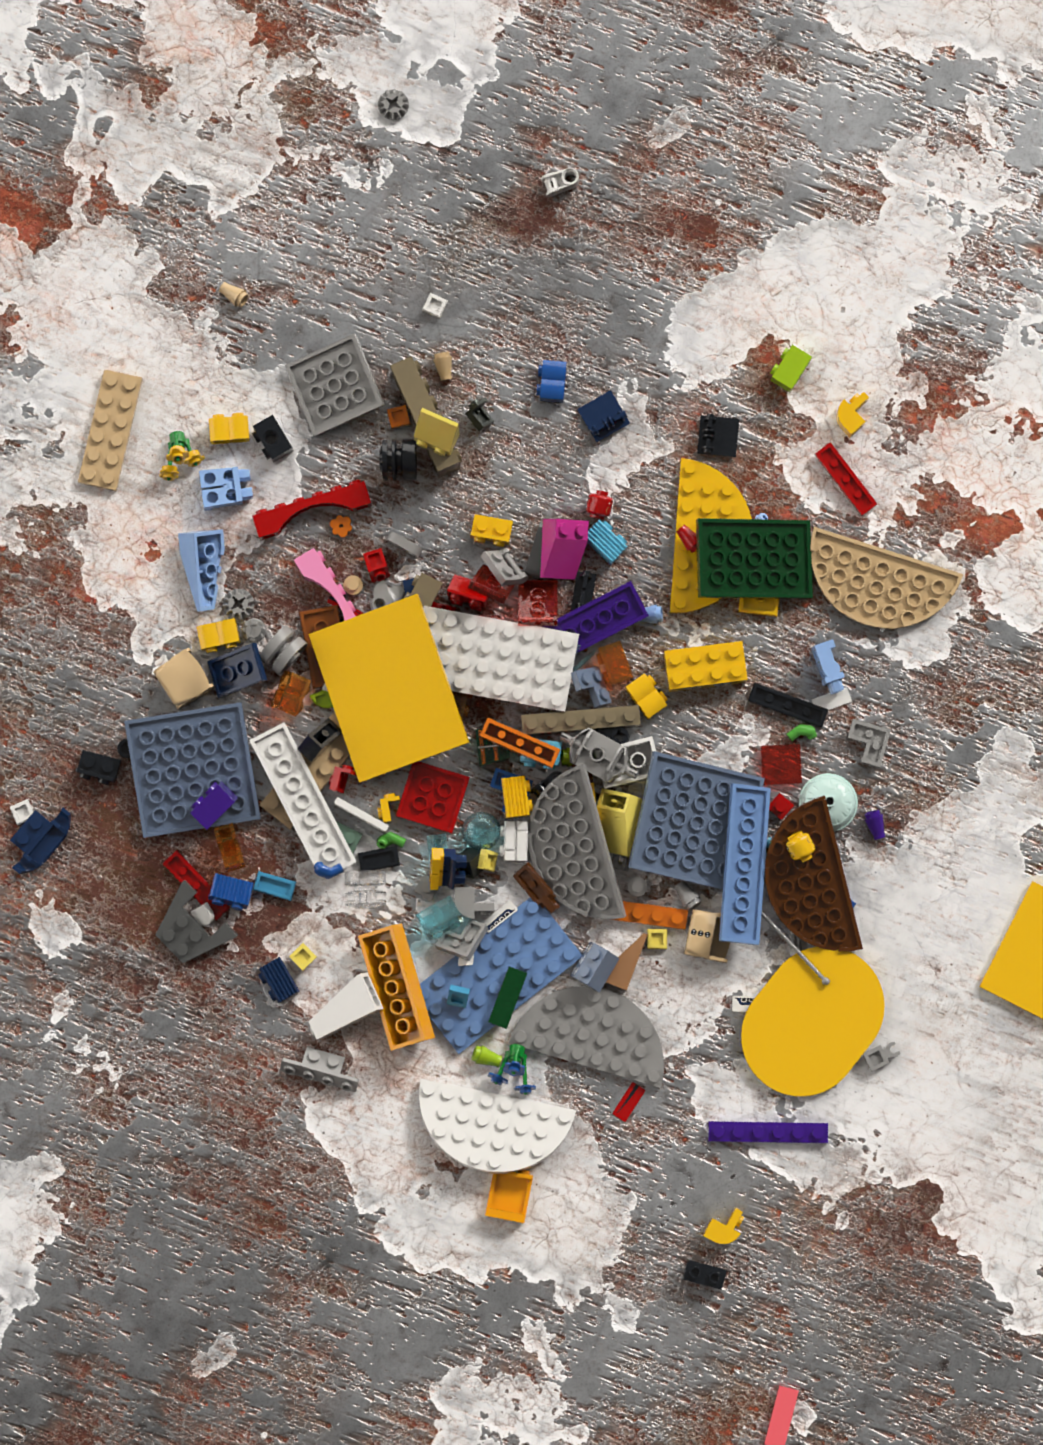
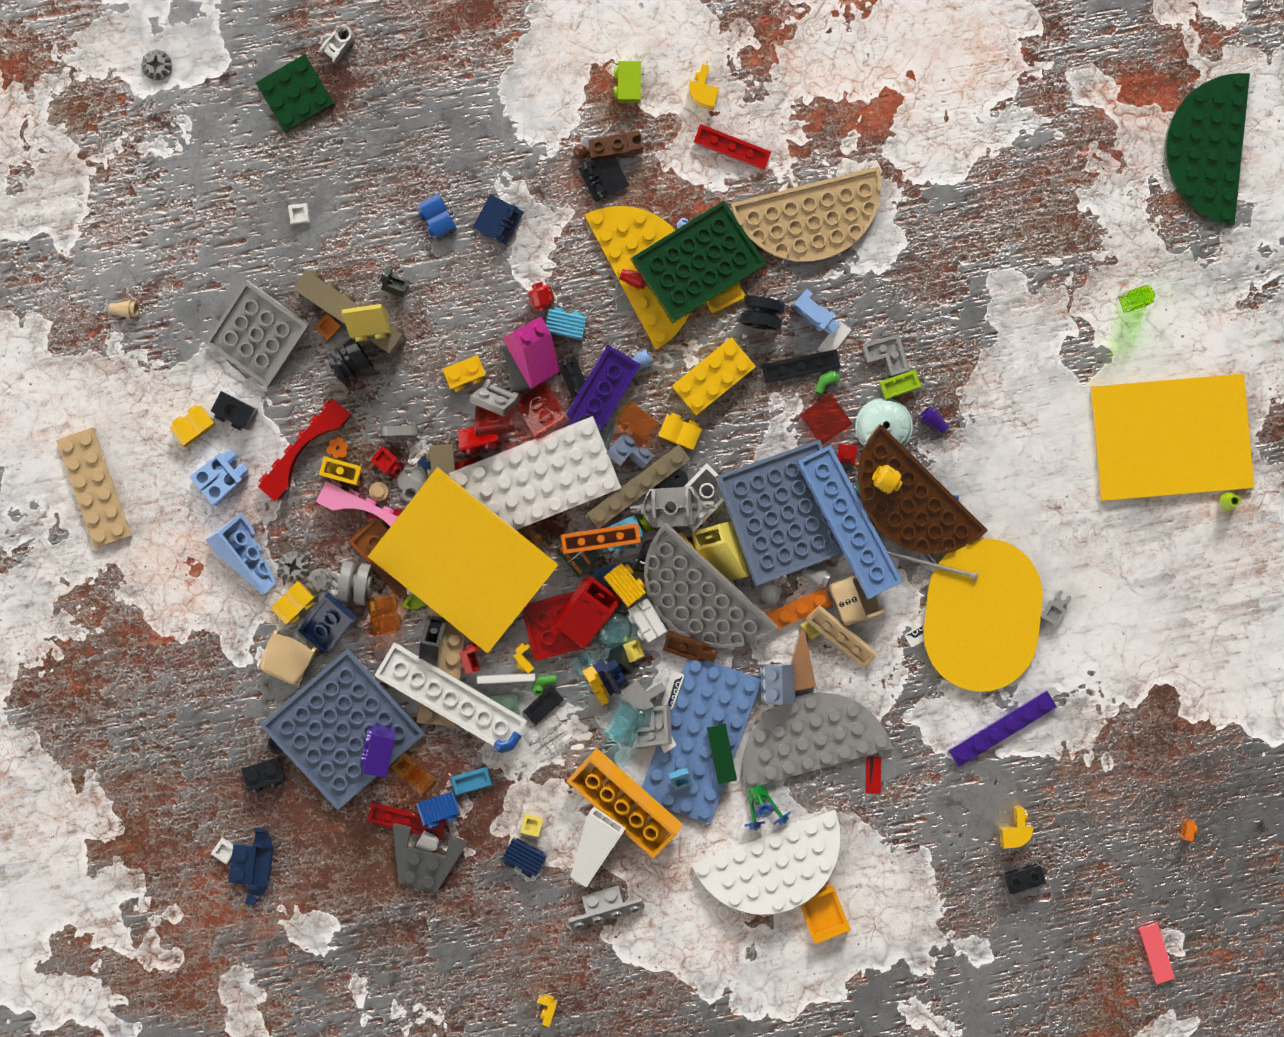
camera: 40 degrees left, 5 degrees up
(178, 454) = (162, 474): yellow plant -> none
(213, 1129) = (547, 1013): none -> yellow bracket
(332, 547) = (341, 471): none -> yellow brick
(443, 364) = (337, 259): tan cone -> none
(468, 799) = (586, 611): none -> red slope
(485, 1056) = (731, 813): lime cone -> none
(496, 201) = (295, 93): none -> dark green plate
(676, 961) = (841, 636): none -> tan plate
(740, 414) = (610, 146): none -> reddish brown plate
(782, 636) = (762, 312): none -> black wheel
(864, 774) = (900, 384): none -> lime plate
(877, 1325) = (1189, 830): none -> orange plate

